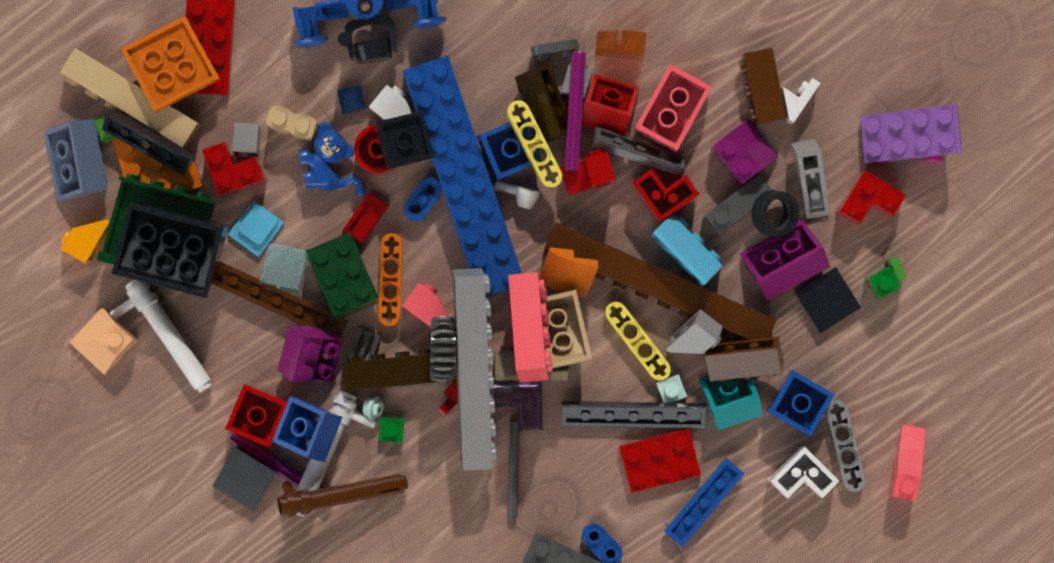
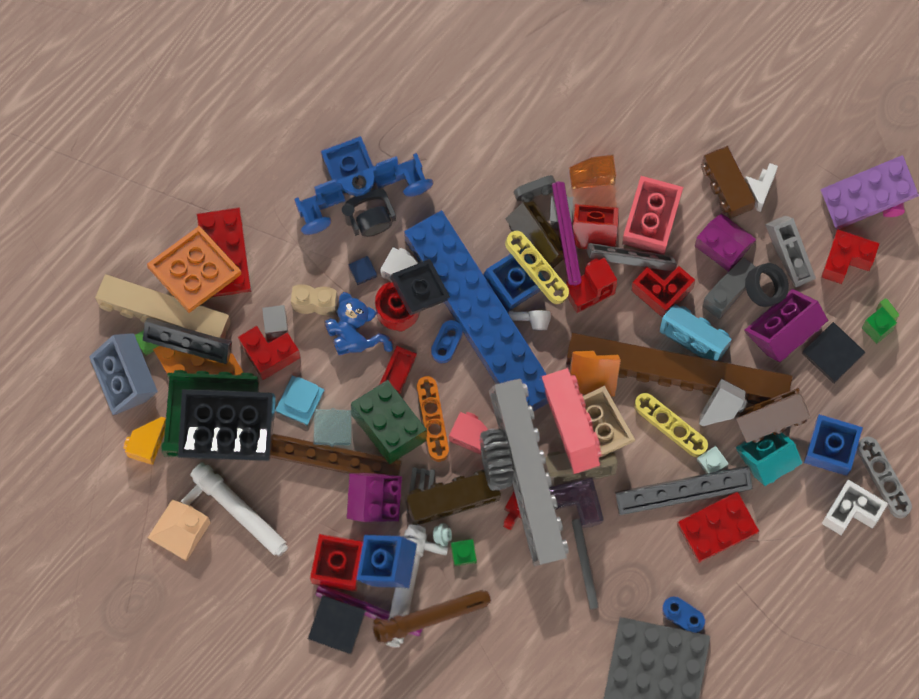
camera: 10 degrees left, 15 degrees down
(704, 502) = (768, 555): blue plate -> none

